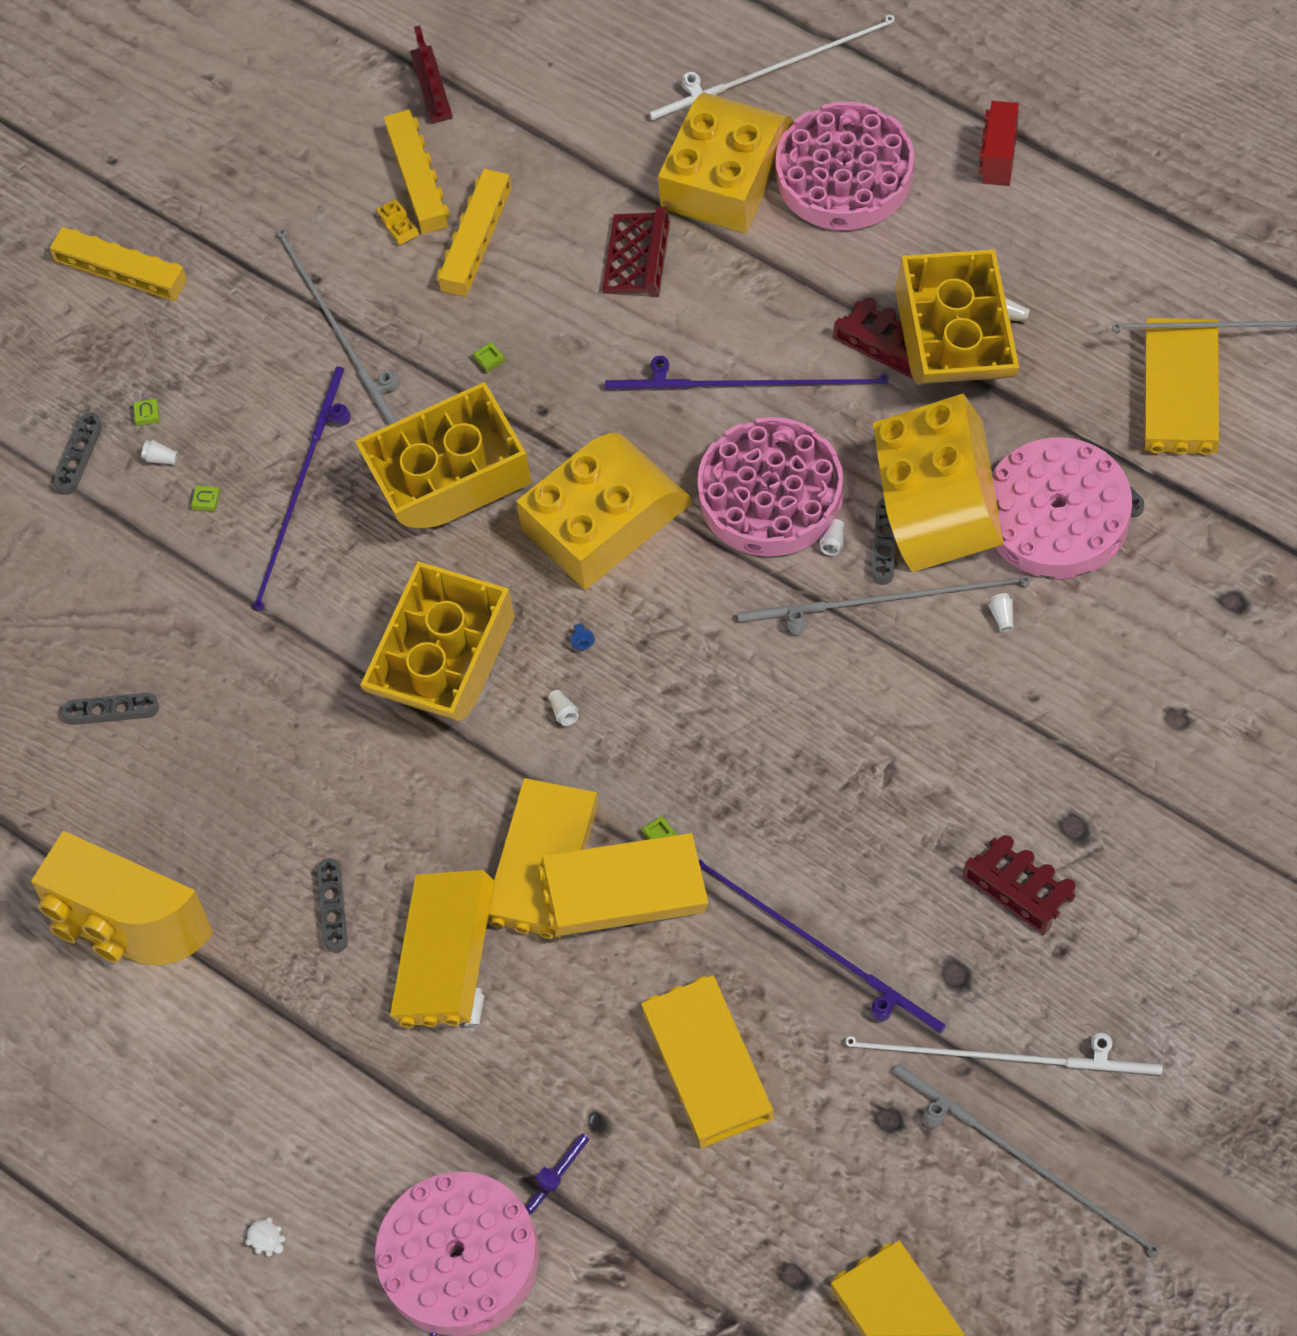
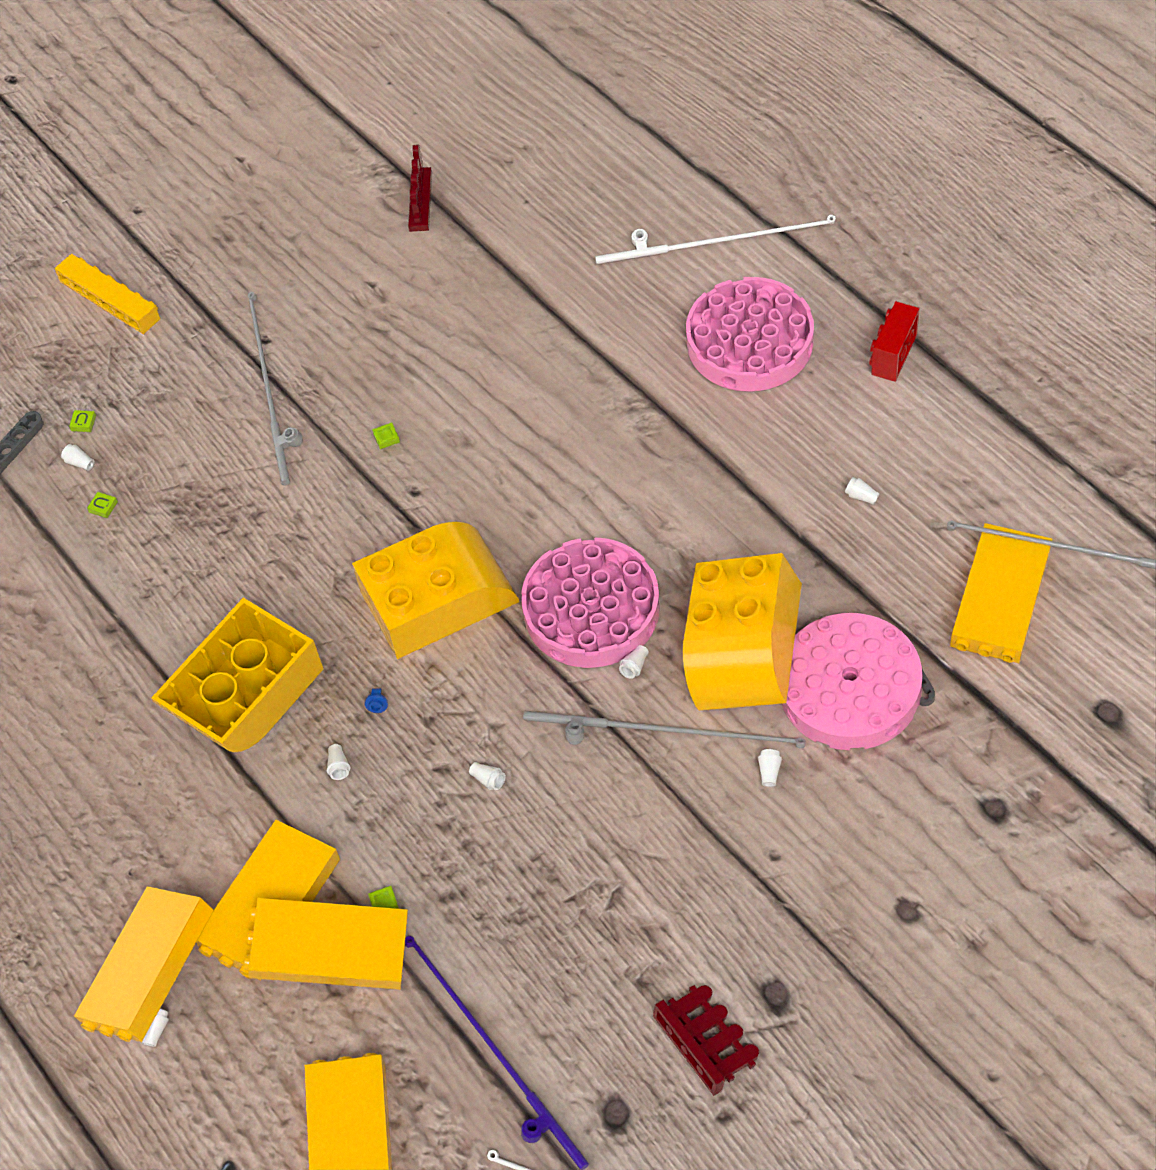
camera: 15 degrees right, 5 degrees down
(332, 905) = (65, 896): dark grey beam -> none
(340, 415) = (233, 454): dark purple piece -> none
(397, 222) = (350, 305): yellow slope -> none
(416, 171) = (379, 267): yellow brick -> none
(446, 459) = (305, 514): yellow brick -> none
(474, 233) = (410, 327): yellow brick -> none
(655, 257) = (558, 375): dark red fence -> none
(661, 382) = (528, 481): dark purple piece -> none
(722, 161) = (640, 308): yellow brick -> none
(723, 685) = (489, 776): none -> white cone
(870, 339) = (732, 499): dark red fence -> none
(880, 541) = (679, 694): dark grey beam -> none
(955, 317) = (803, 484): yellow brick -> none

